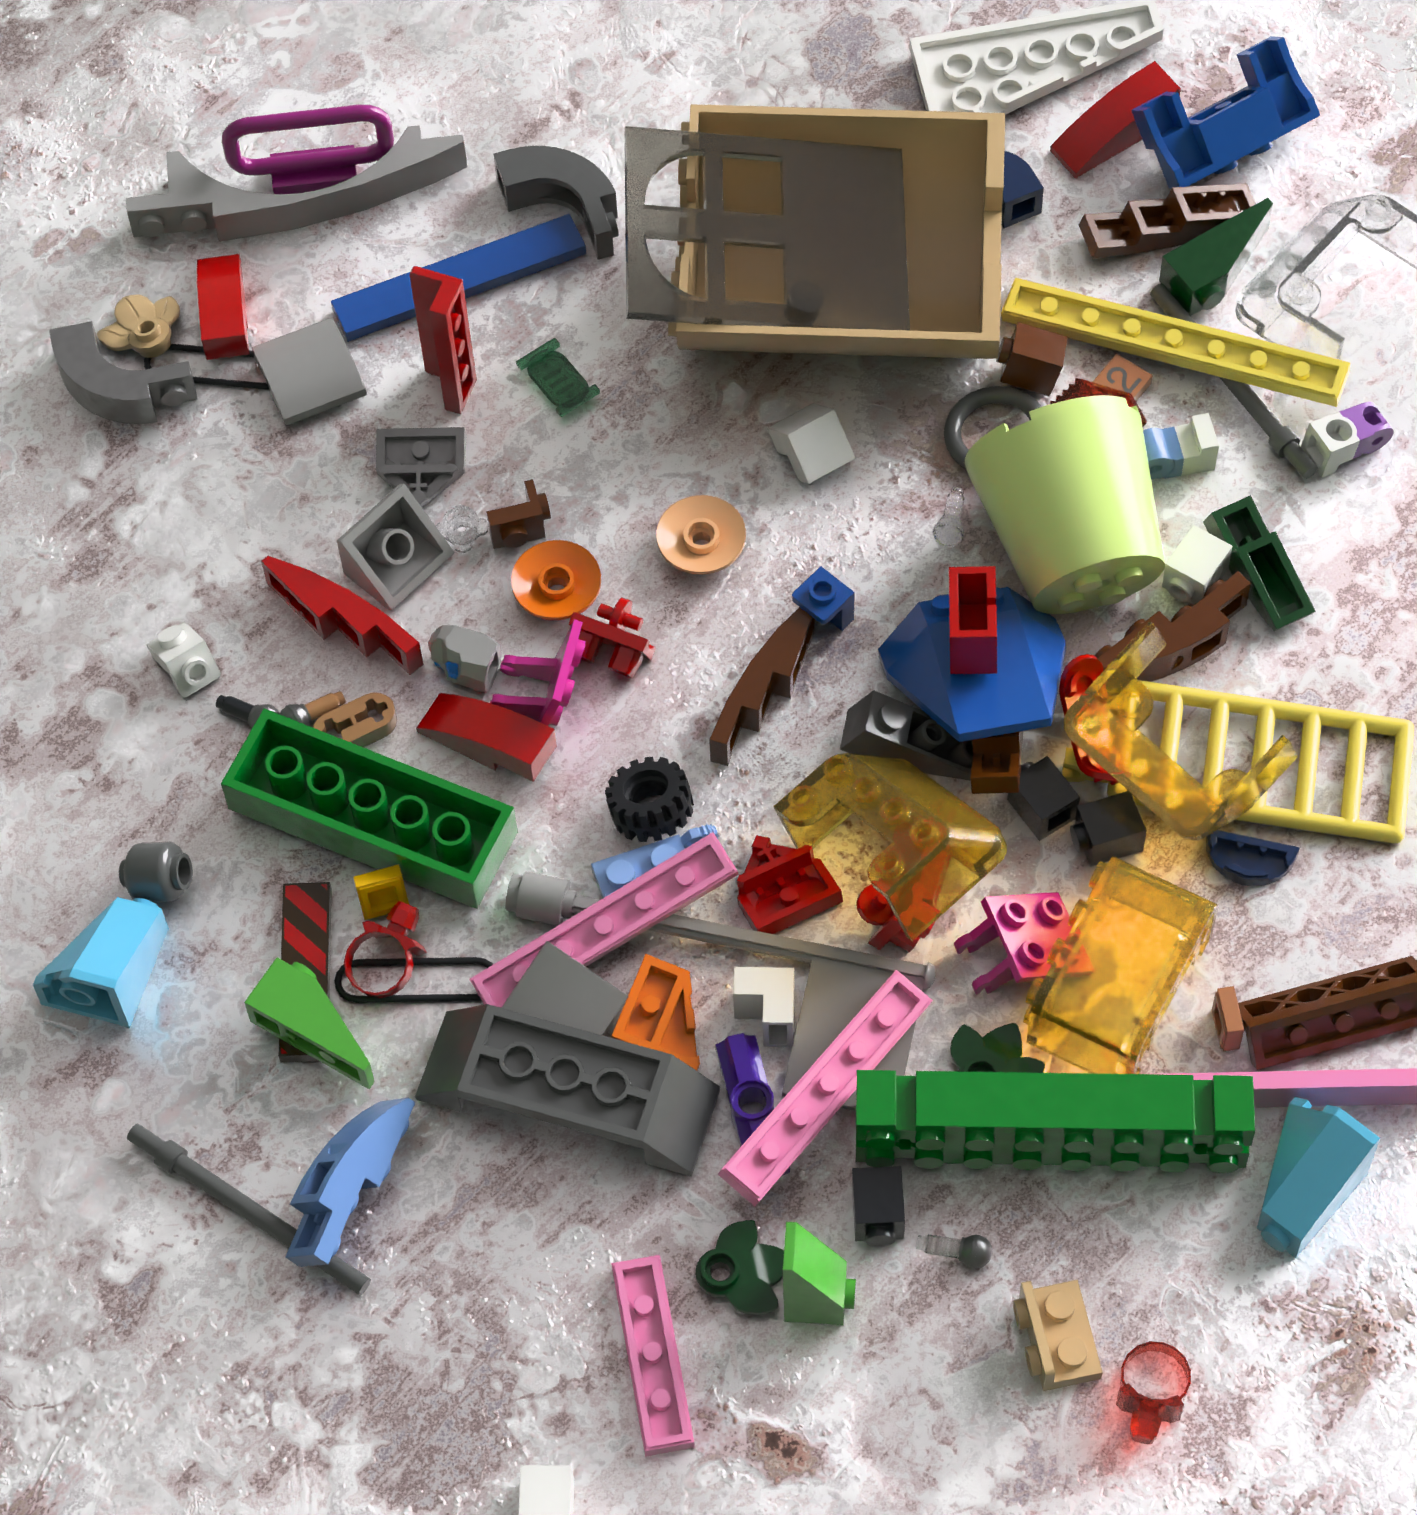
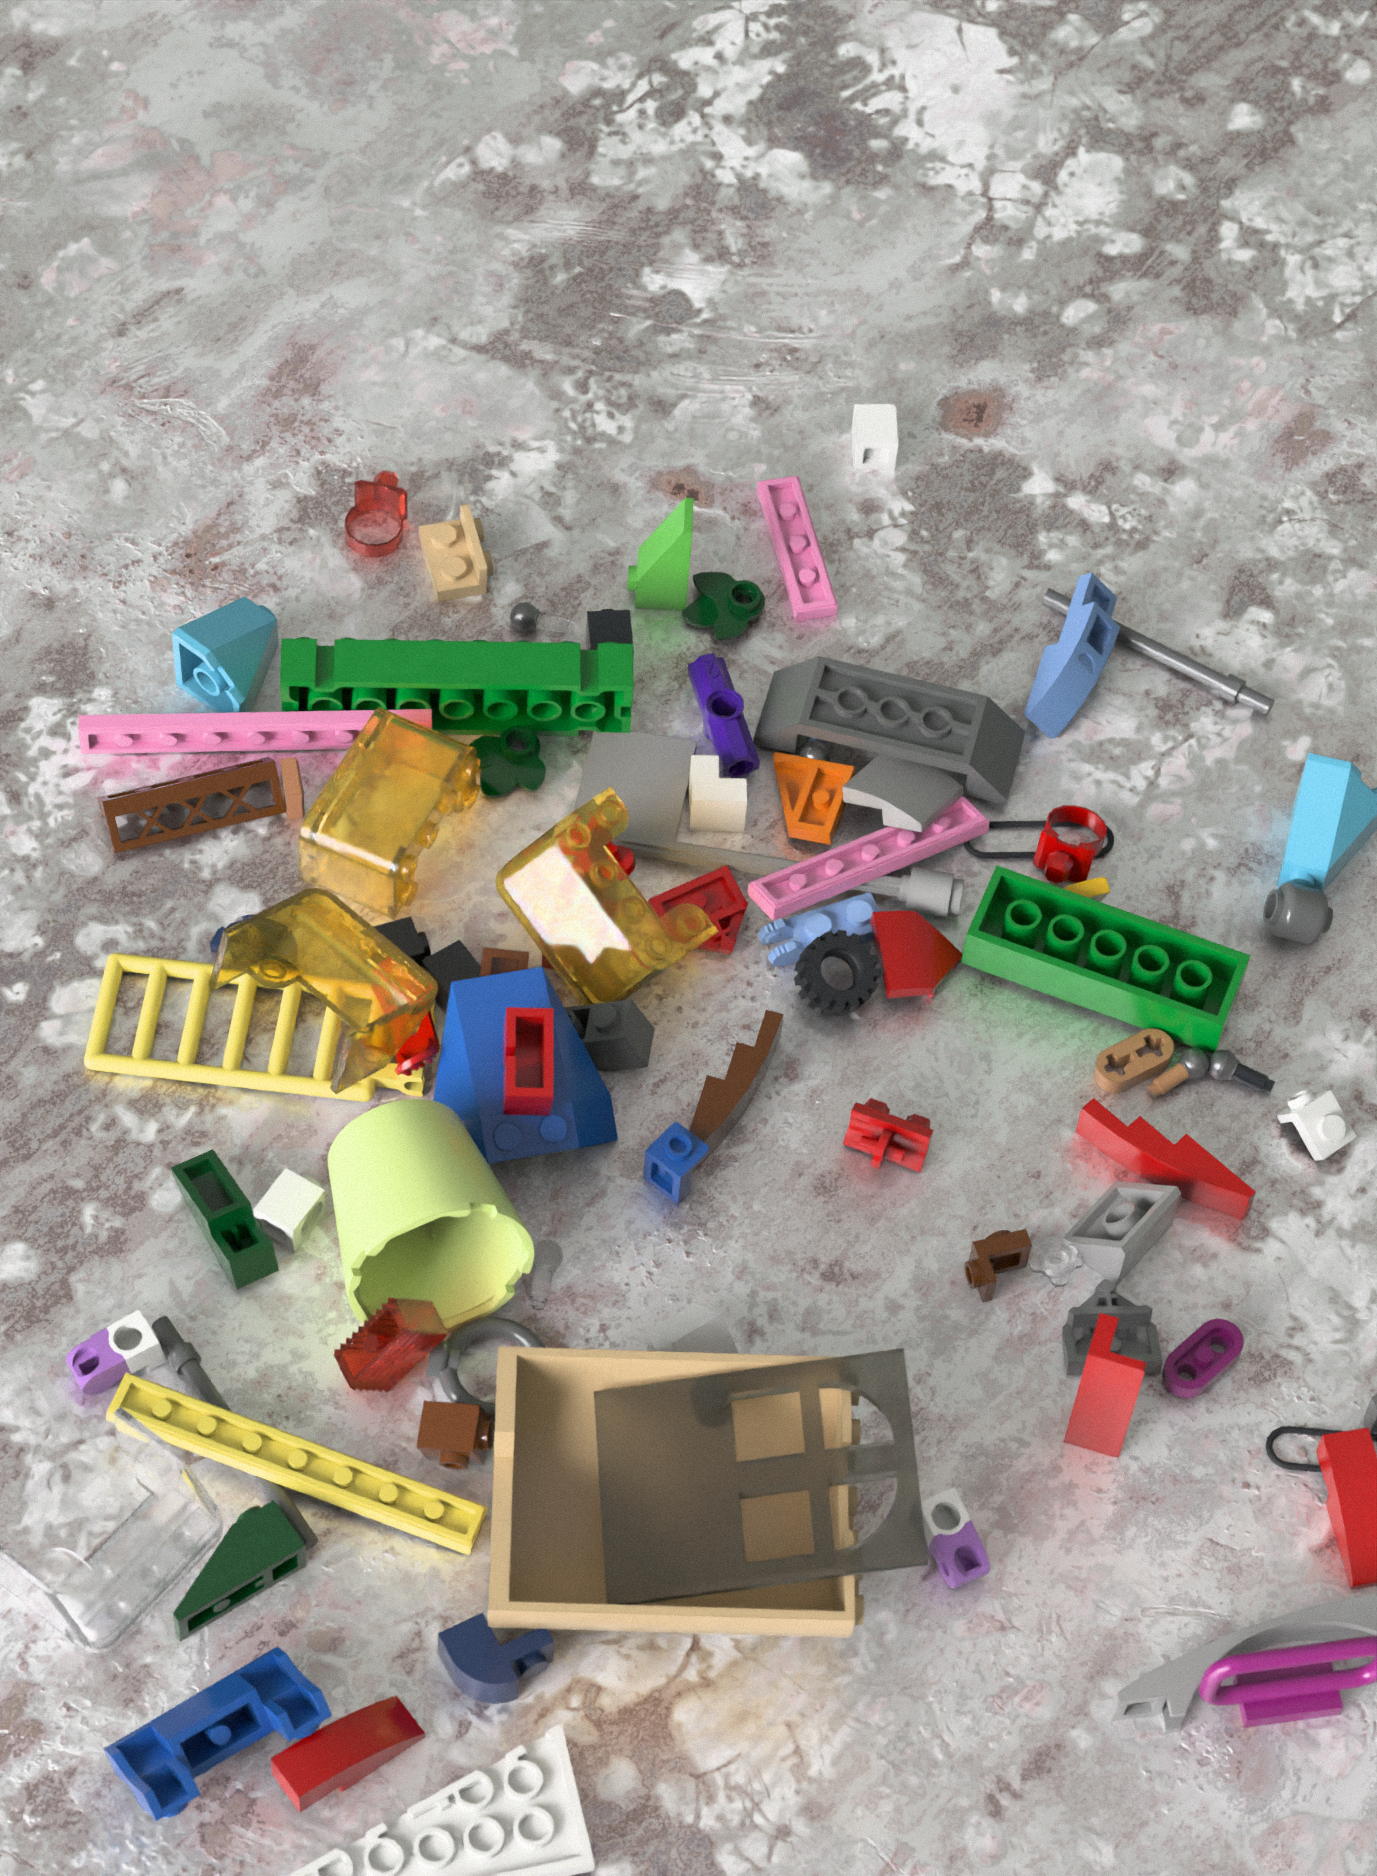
camera: 170 degrees right, 5 degrees down
(300, 1013) = (1129, 771): bright green slope -> none
(306, 941) = (1142, 840): dark brown tile -> none
(309, 371) = (1247, 1433): light grey slope -> none
(334, 434) = (1200, 1361): none -> magenta plate
(466, 656) = (1034, 1119): light grey rock -> none
(480, 269) = (1098, 1556): blue tile -> none
(489, 734) = (1001, 1041): red slope -> none
(553, 670) = (942, 1067): dark pink plate -> none
(556, 564) = (956, 1178): orange dish -> none
(557, 377) = (974, 1432): clear green piece -> none
(562, 178) = (992, 1668): dark grey arch -> none
(567, 825) = (911, 953): none -> red slope
(592, 283) = (953, 1539): none -> leg
(701, 519) = (808, 1225): light nougat dish -> none
(824, 1088) = (661, 710): bright pink tile -> none
(1027, 930) = (469, 852): dark pink plate -> none
(1125, 377) = (356, 1428): nougat tile -> none
(1163, 222) = (292, 1624): reddish brown slope -> none
(1182, 448) = (302, 1341): leg -> none
(1192, 630) = (307, 1133): reddish brown slope -> none

